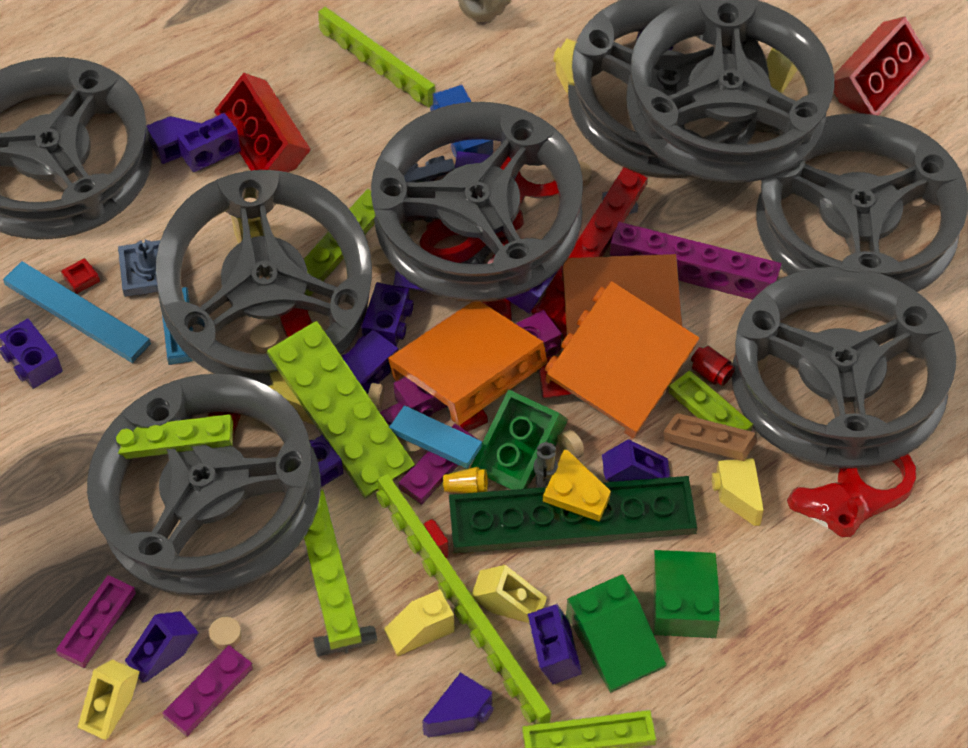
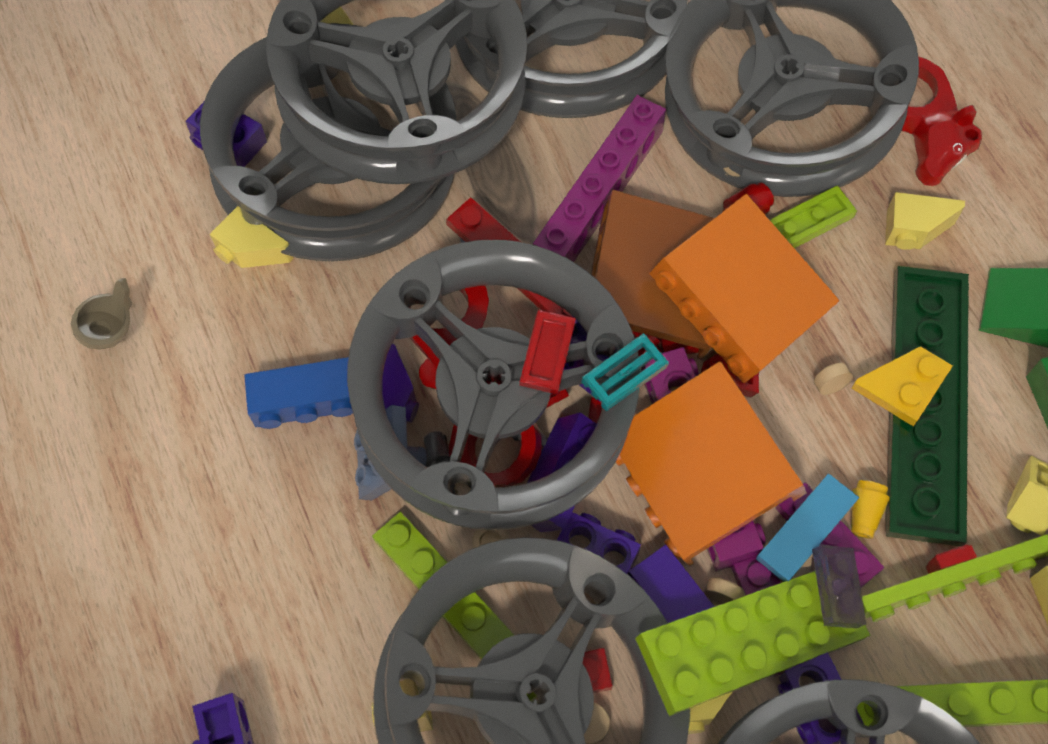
camera: 75 degrees left, 10 degrees up
(263, 126) = (235, 652): red slope -> none
(376, 56) = (129, 484): lime plate -> none
(391, 457) = (839, 586): none -> plate
(492, 262) = (599, 391): none -> teal tile
(502, 215) = (547, 352): none -> red tile
(513, 440) = (821, 431): green slope -> none
(545, 465) = (876, 408): dark grey pin -> none
(633, 462) = (877, 319): dark purple slope -> none
(710, 436) = (853, 229): medium nougat plate -> none

